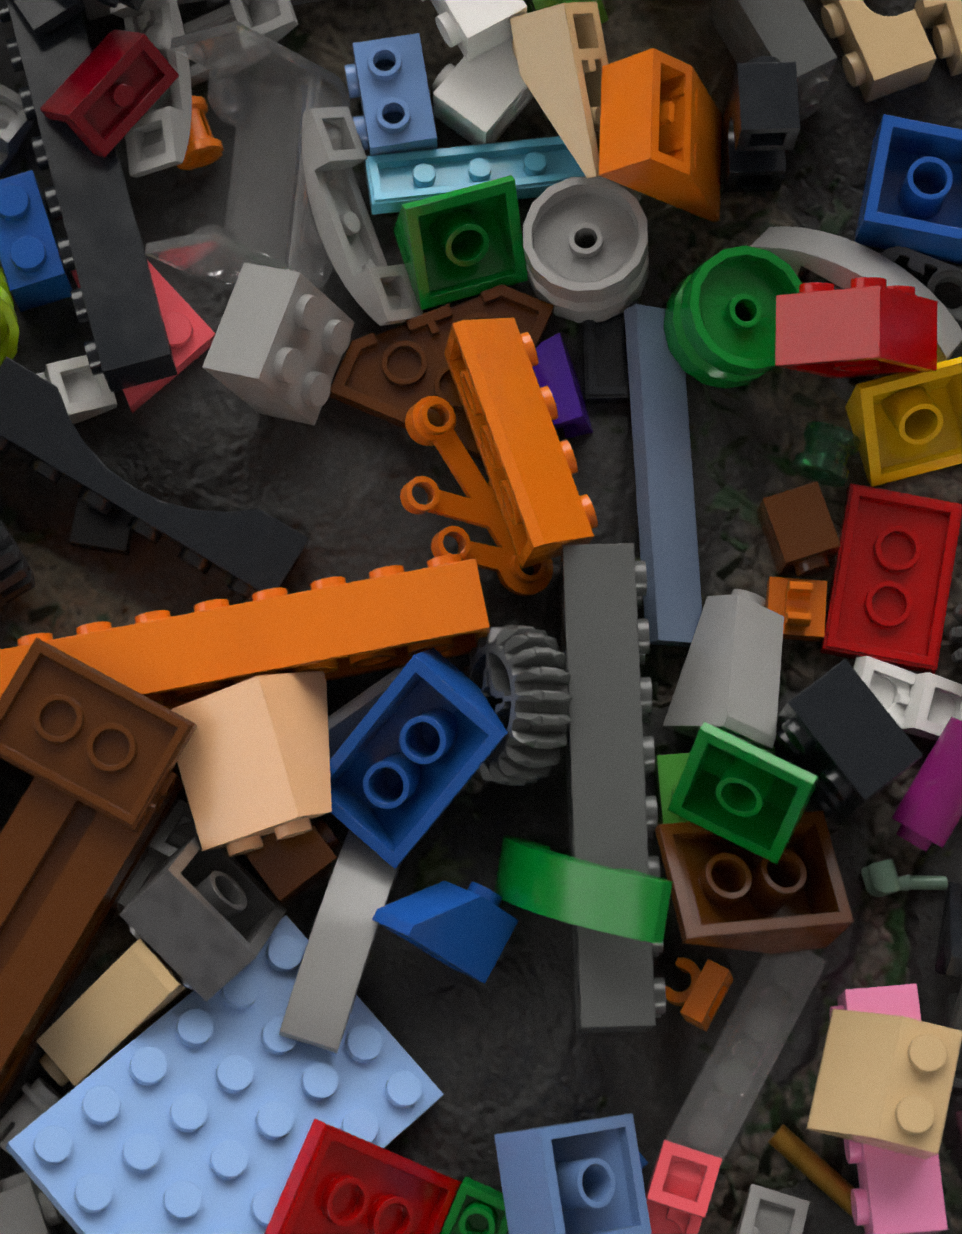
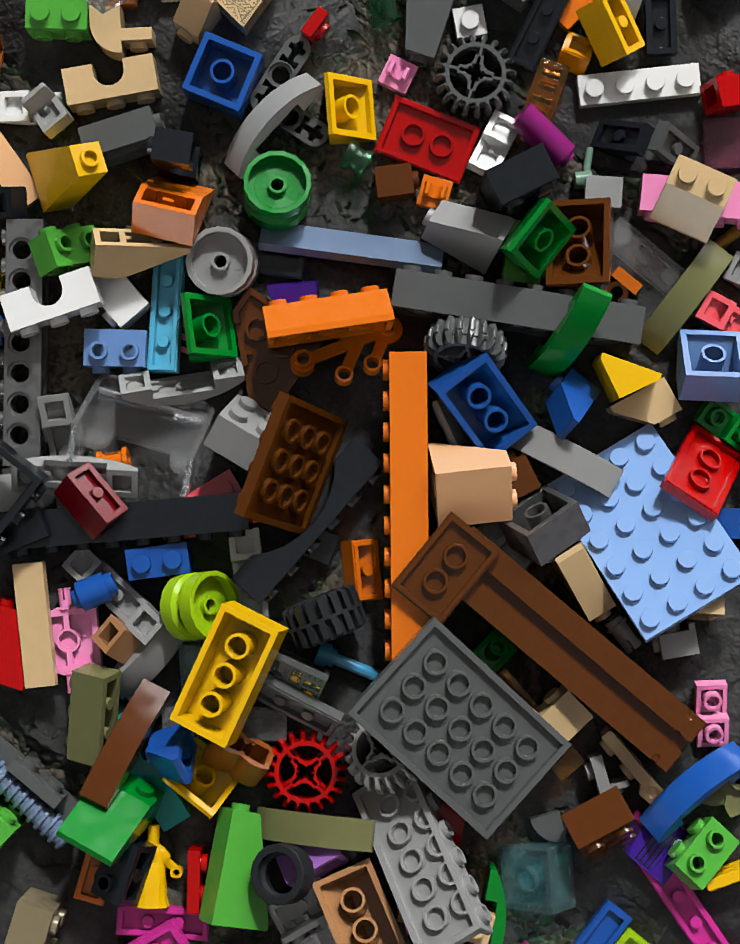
camera: 75 degrees left, 10 degrees up
(73, 600) = (362, 568): none -> orange slope
(233, 422) = (290, 464): none -> reddish brown plate
(475, 1082) = (649, 405): none -> tan slope
(514, 1016) = (621, 377): none -> yellow slope
(699, 1113) = (684, 296): none -> olive slope
(856, 329) = (303, 127): red brick -> none
(873, 917) = (604, 187): none -> light grey panel

